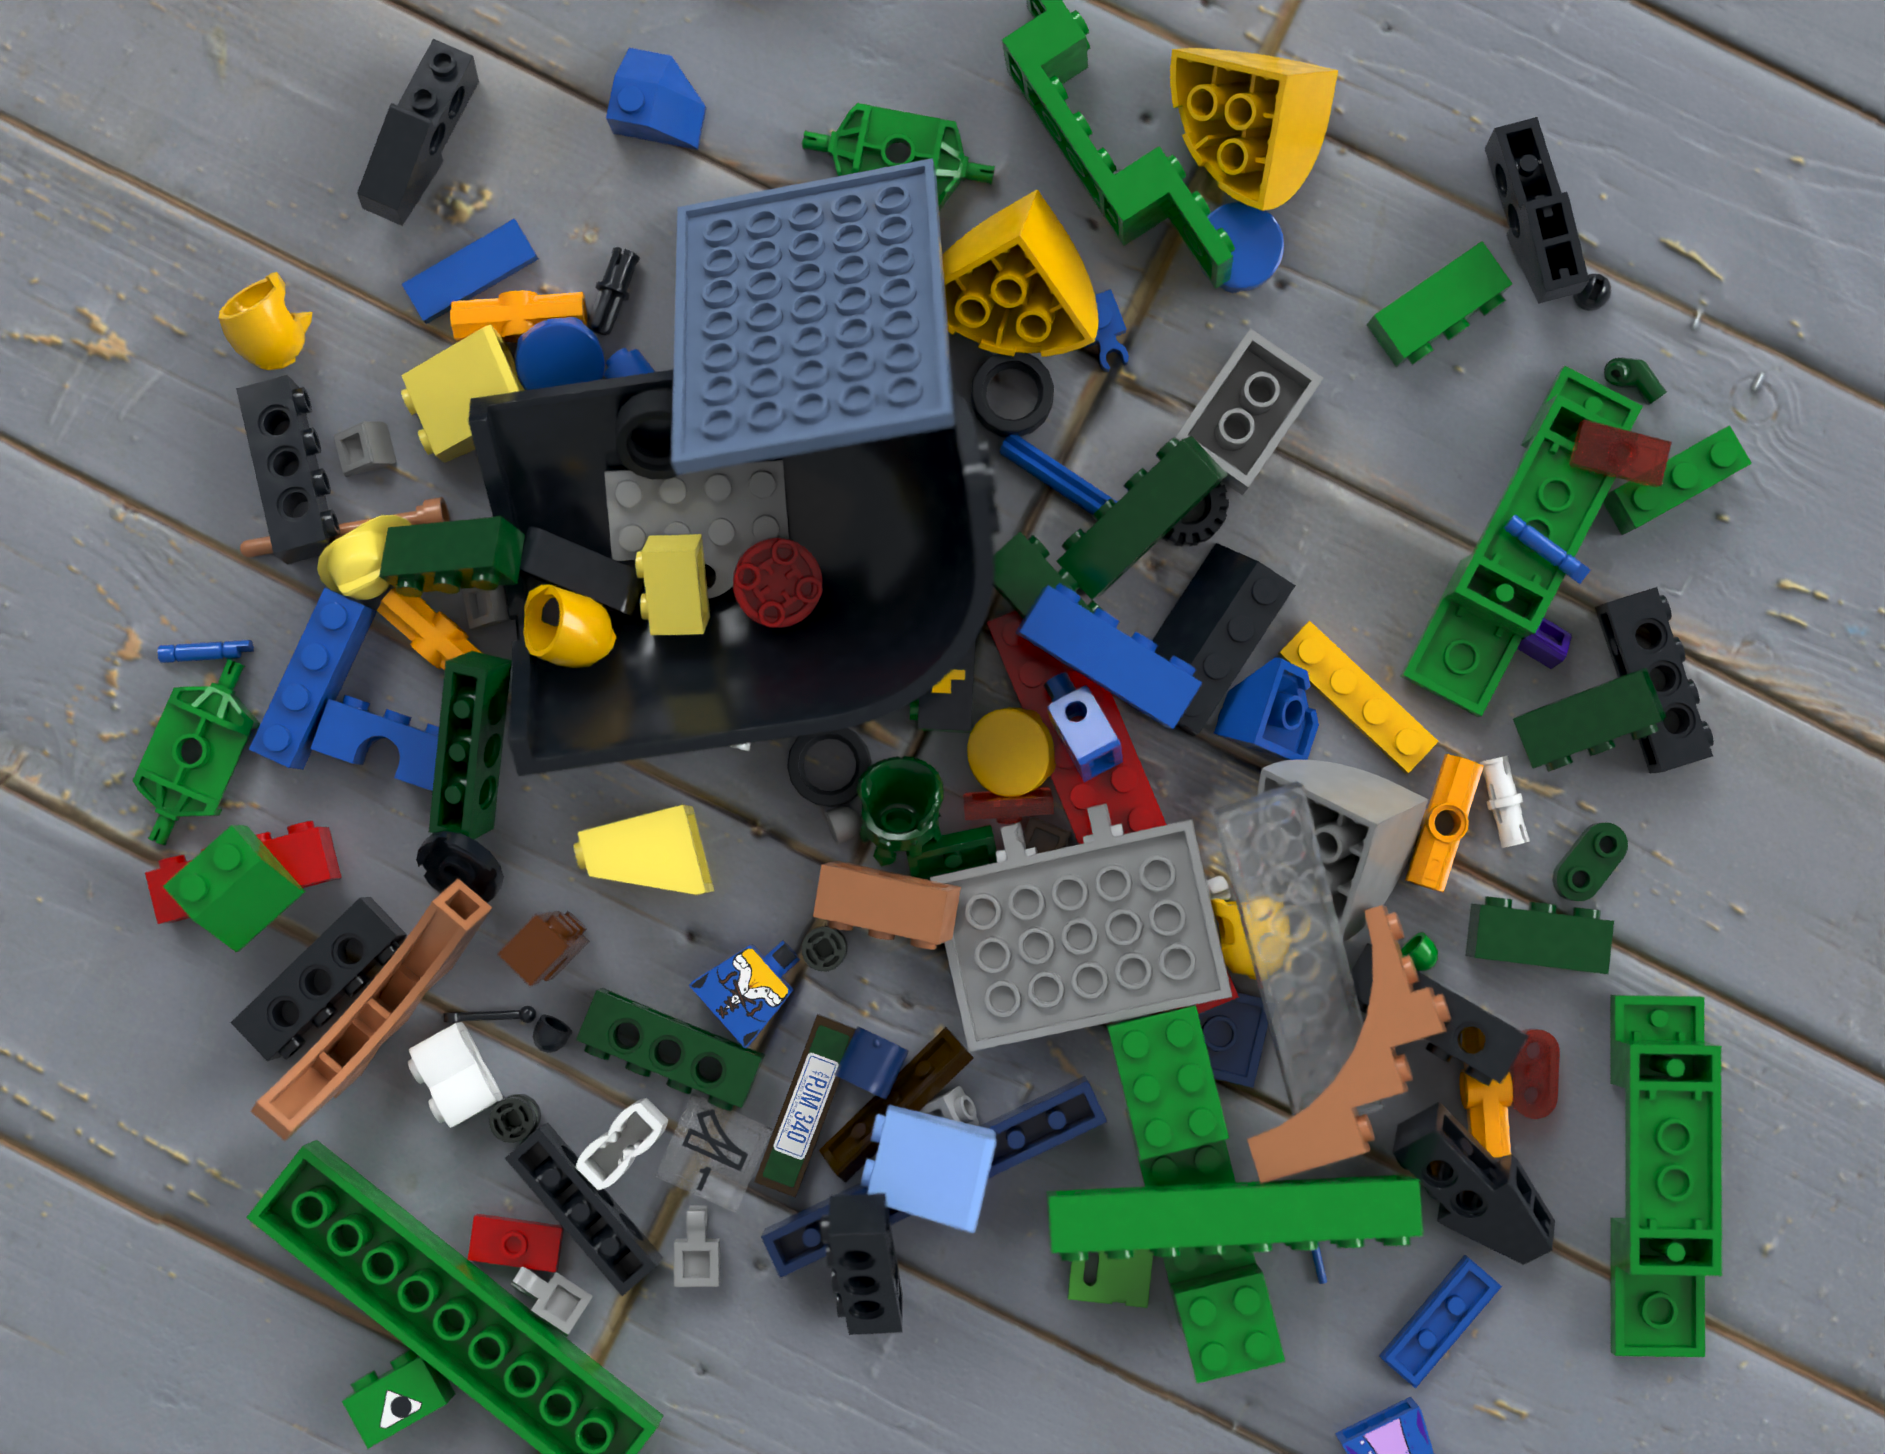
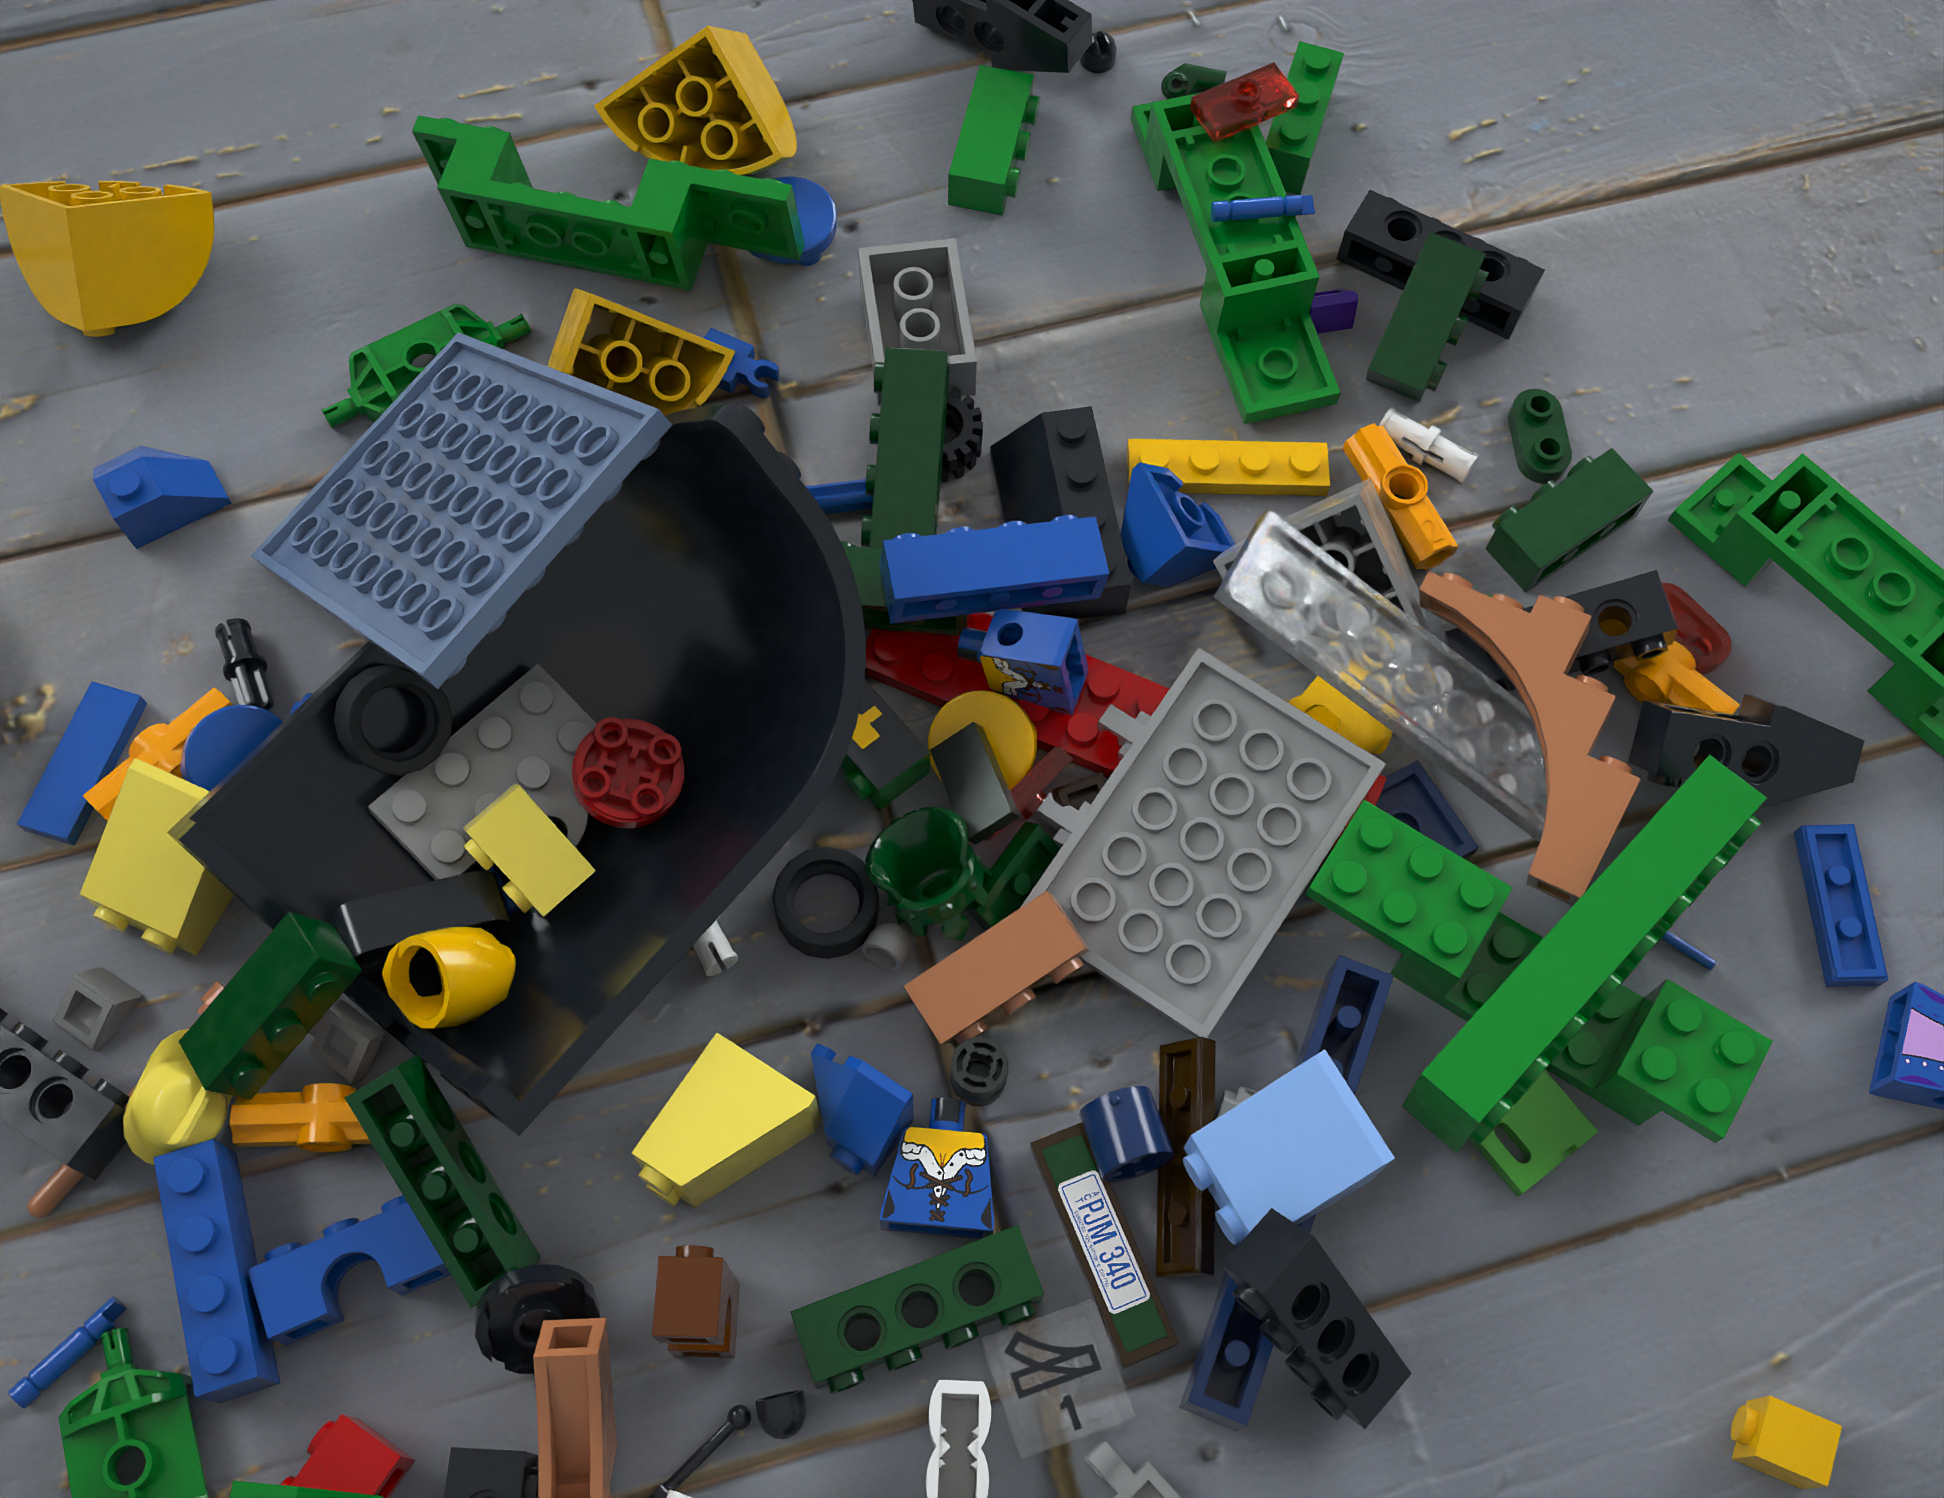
camera: 50 degrees left, 20 degrees down
(732, 909) = (859, 1111): none -> blue slope
(976, 778) = (975, 782): none -> pearl dark grey tile

